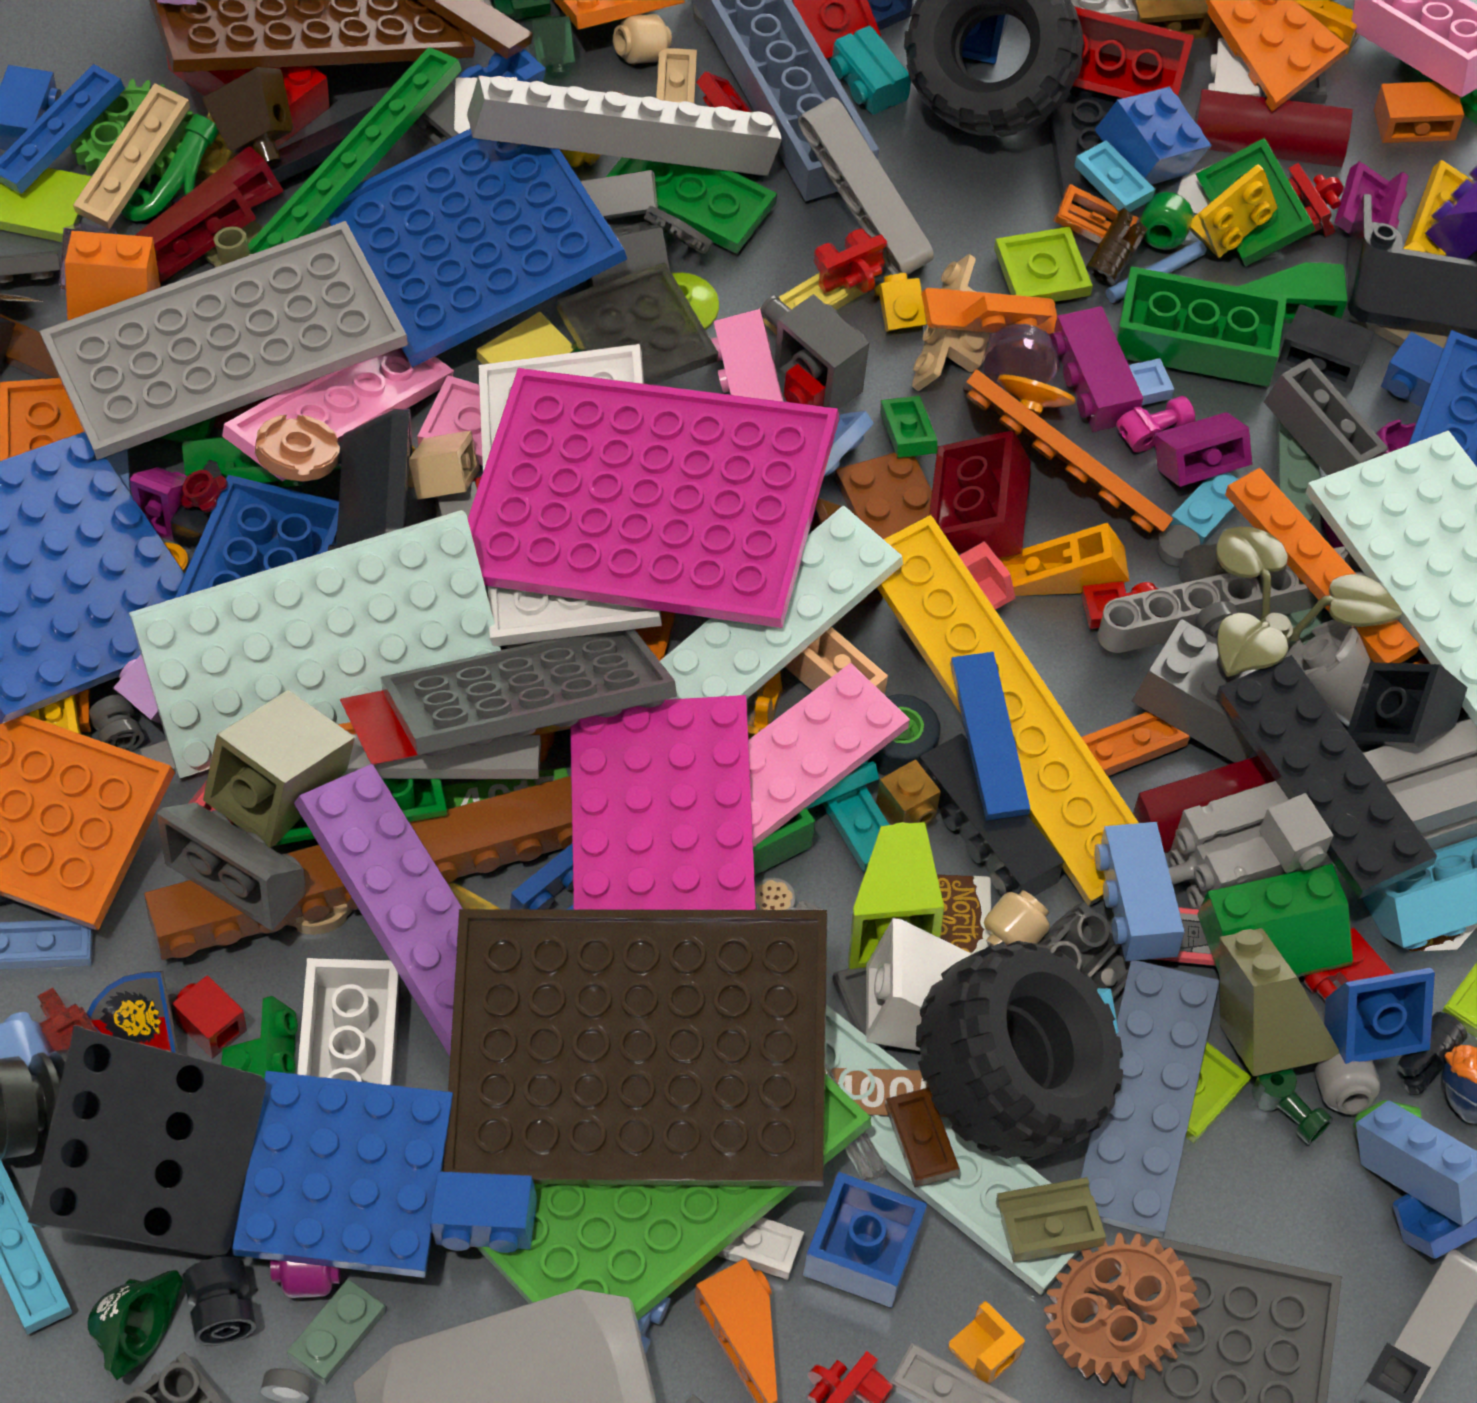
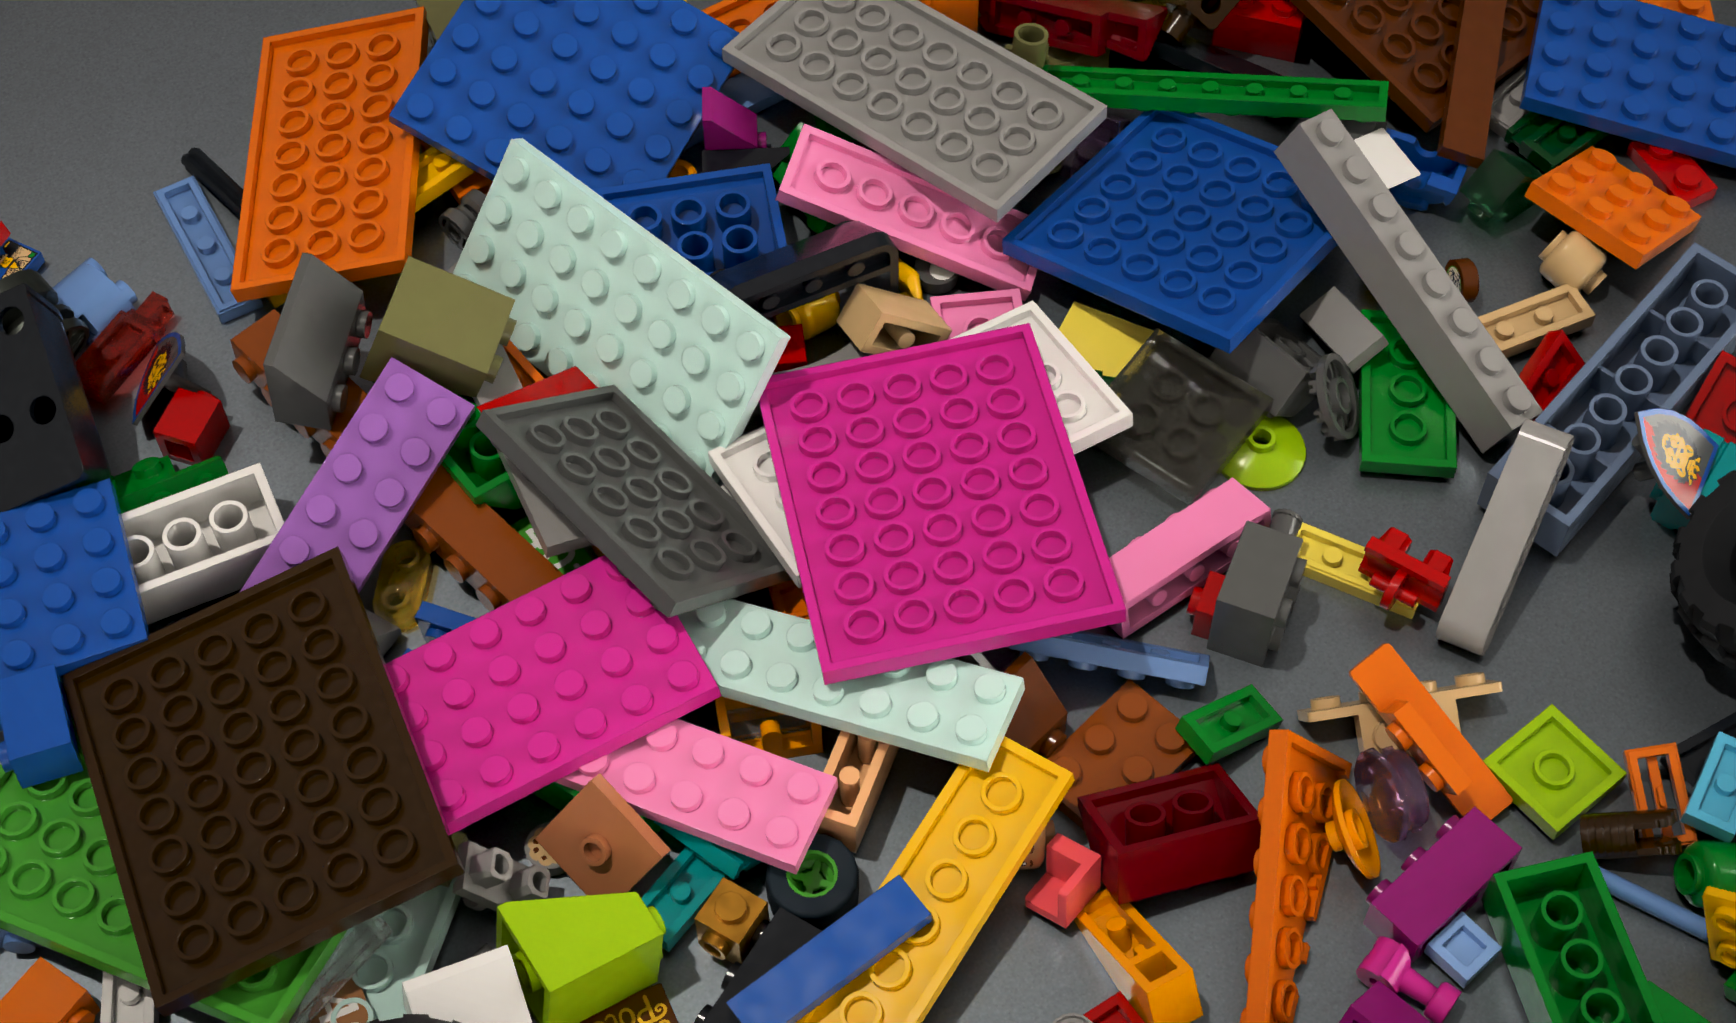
camera: 70 degrees right, 0 degrees up
(202, 490) = (739, 151): dark red plate -> none
(297, 447) = (810, 189): nougat tile -> none
(809, 847) = (602, 841): none -> nougat plate
(858, 63) = (1675, 455): none -> shield
(901, 302) = (1408, 638): yellow bracket -> none

